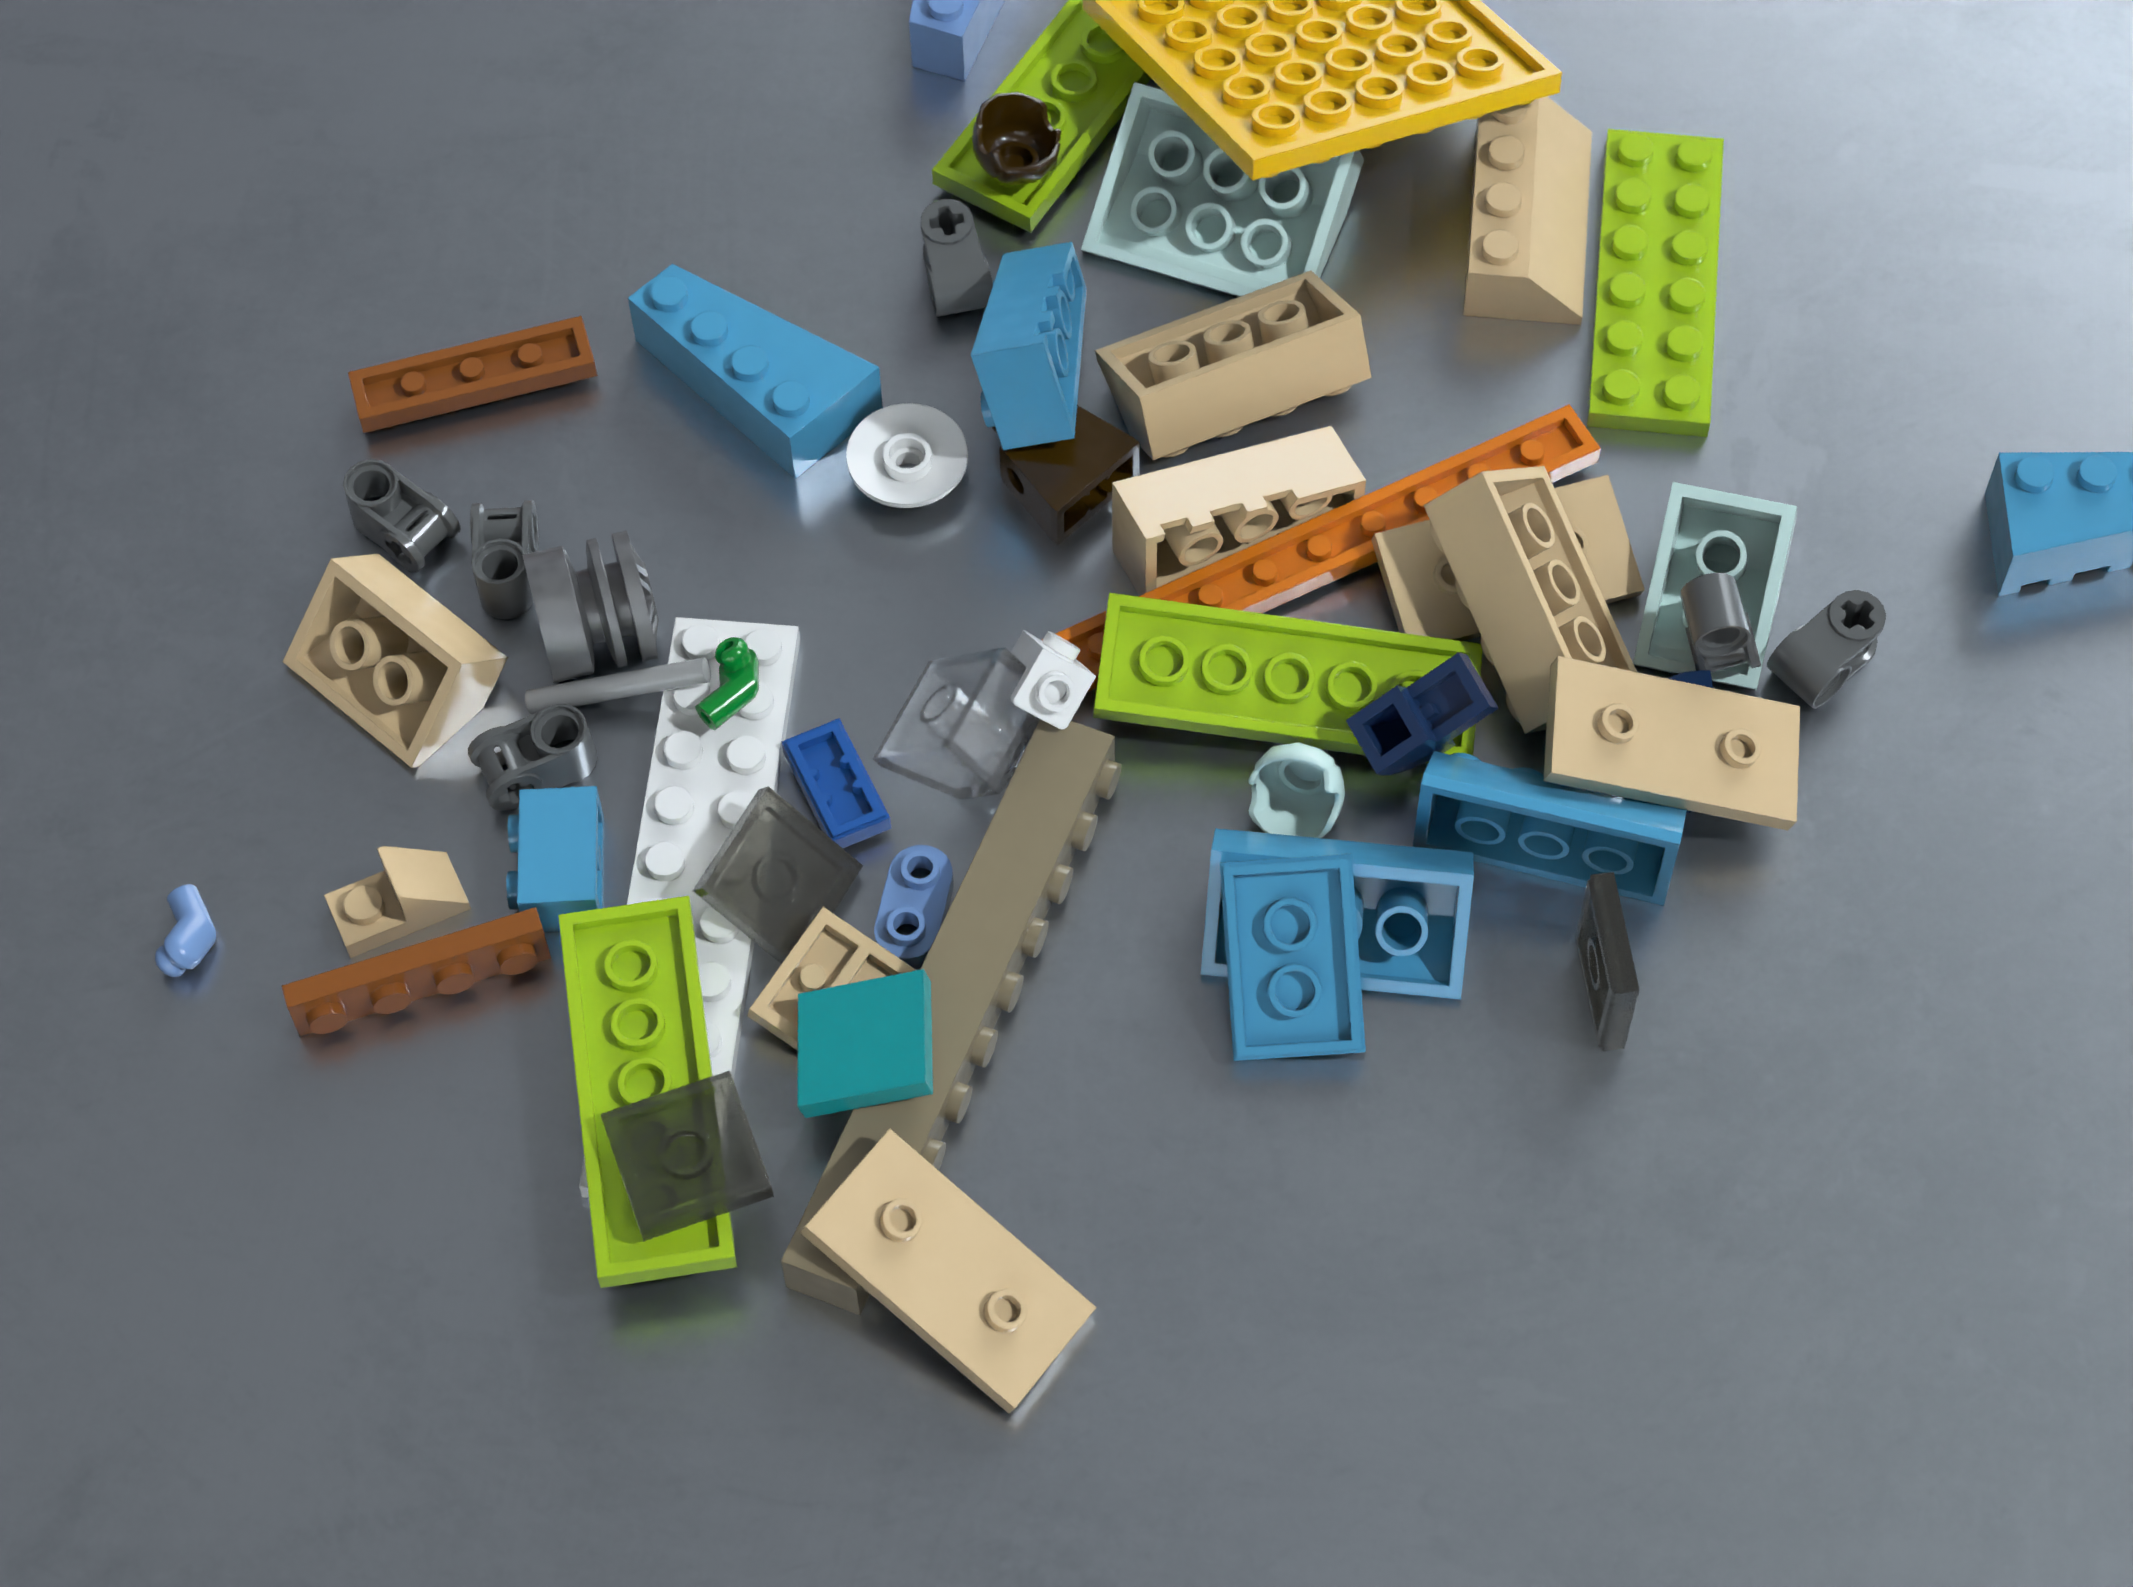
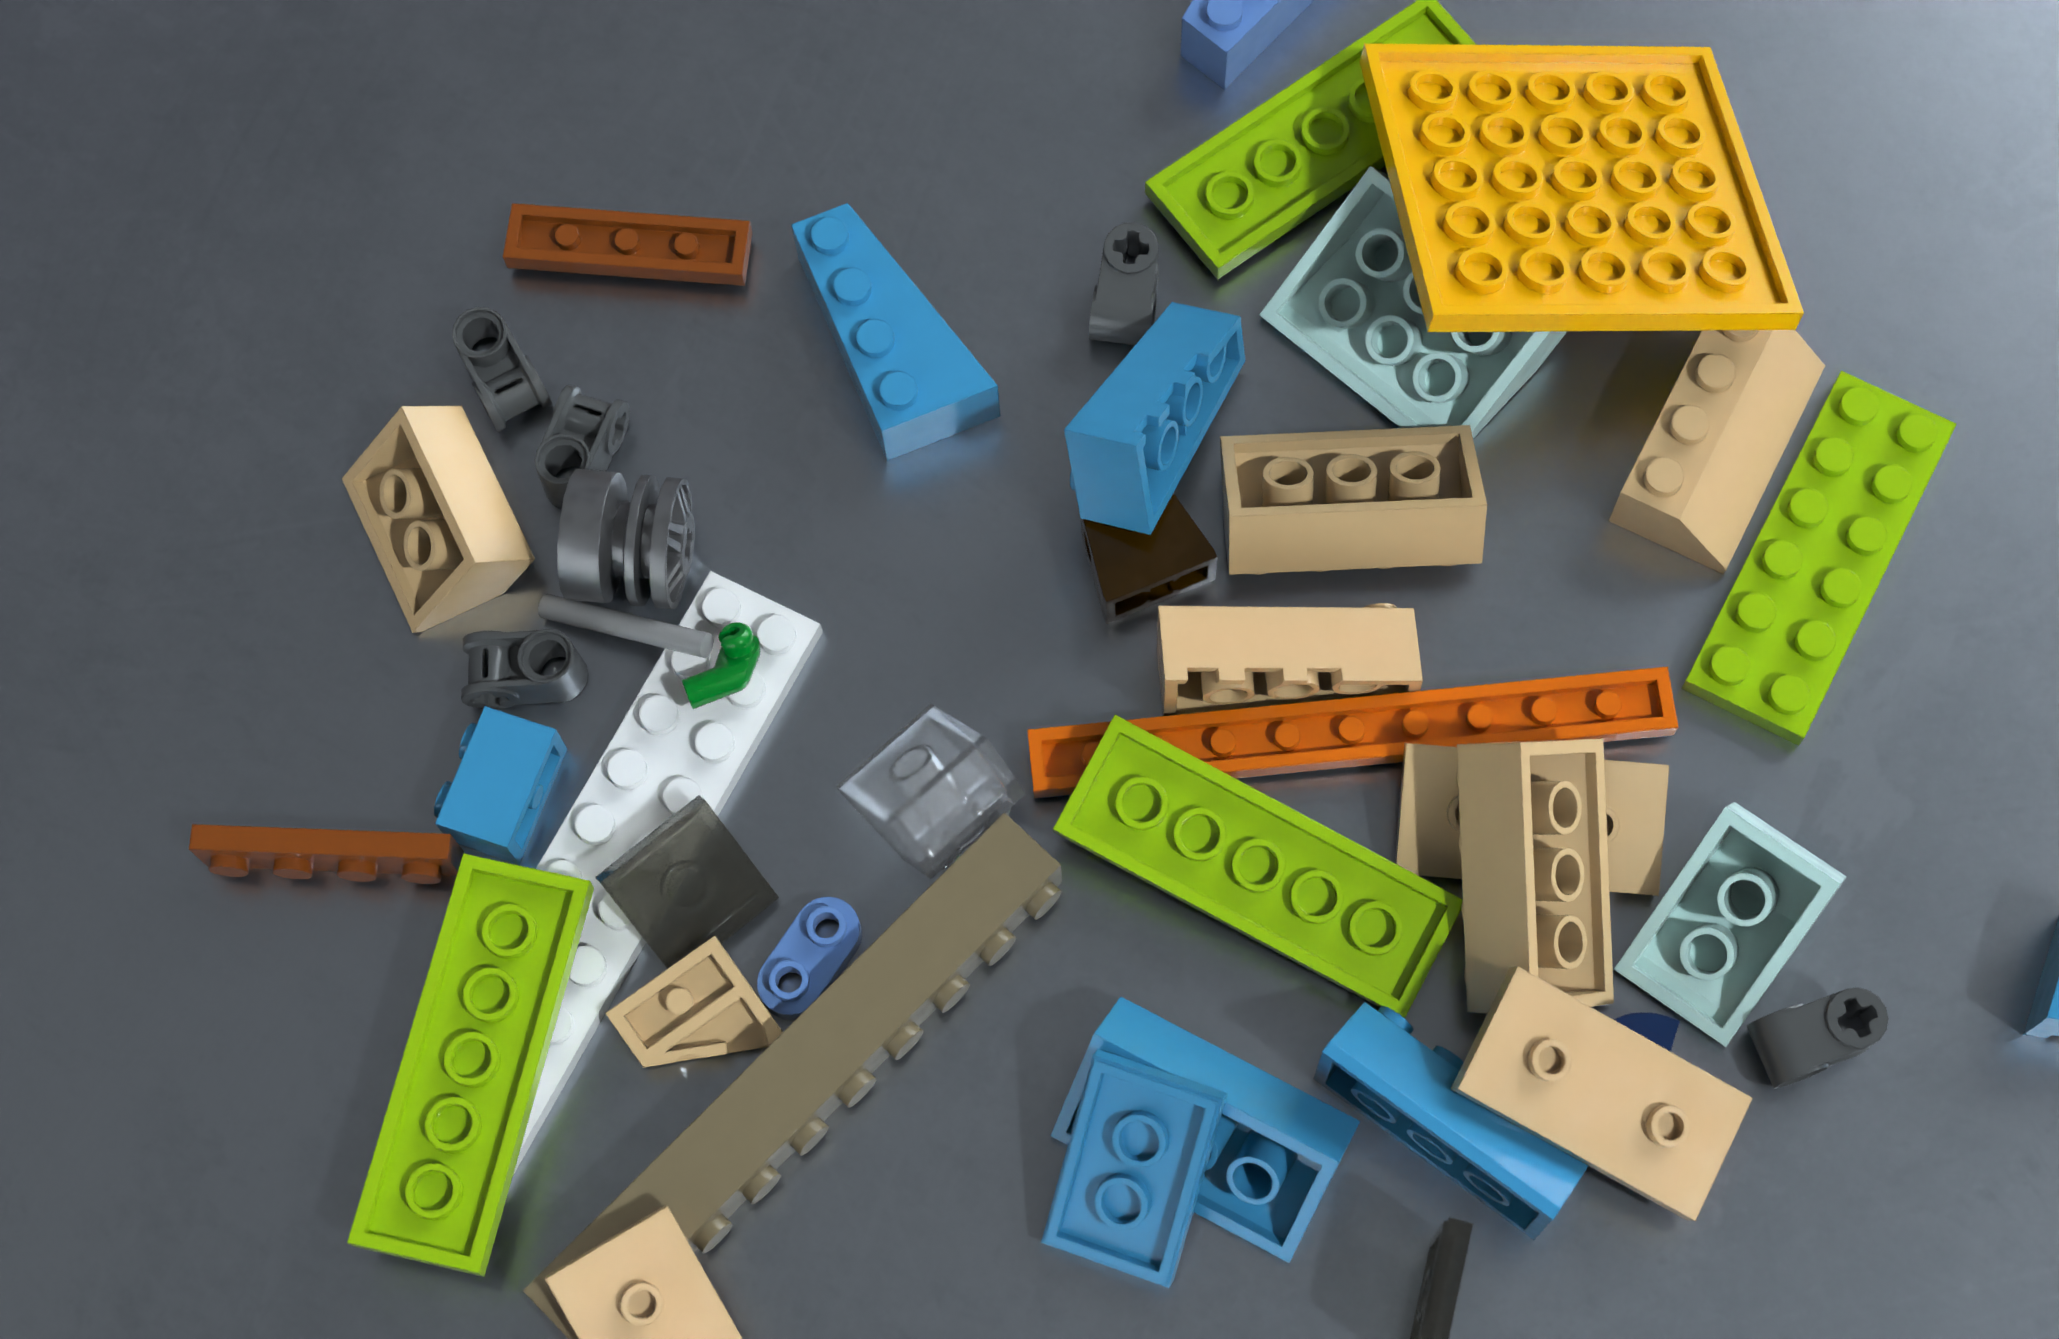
camera: 25 degrees right, 10 degrees up
(190, 937) = (147, 731): medium blue arm -> none
(404, 898) = (344, 765): tan slope -> none
(687, 1155) = (474, 1154): clear smoke tile -> none
(836, 784) = (787, 804): blue plate -> none
(864, 1044) = (688, 1100): teal tile -> none
(907, 436) = (991, 456): white dish -> none
(1015, 138) = (1232, 184): dark brown hair -> none
(1053, 678) = (1023, 786): white bracket -> none
(1296, 791) = (1215, 989): light aqua hair -> none
(1415, 721) = (1363, 966): dark blue brick -> none
(1717, 623) = (1705, 981): dark grey piece -> none

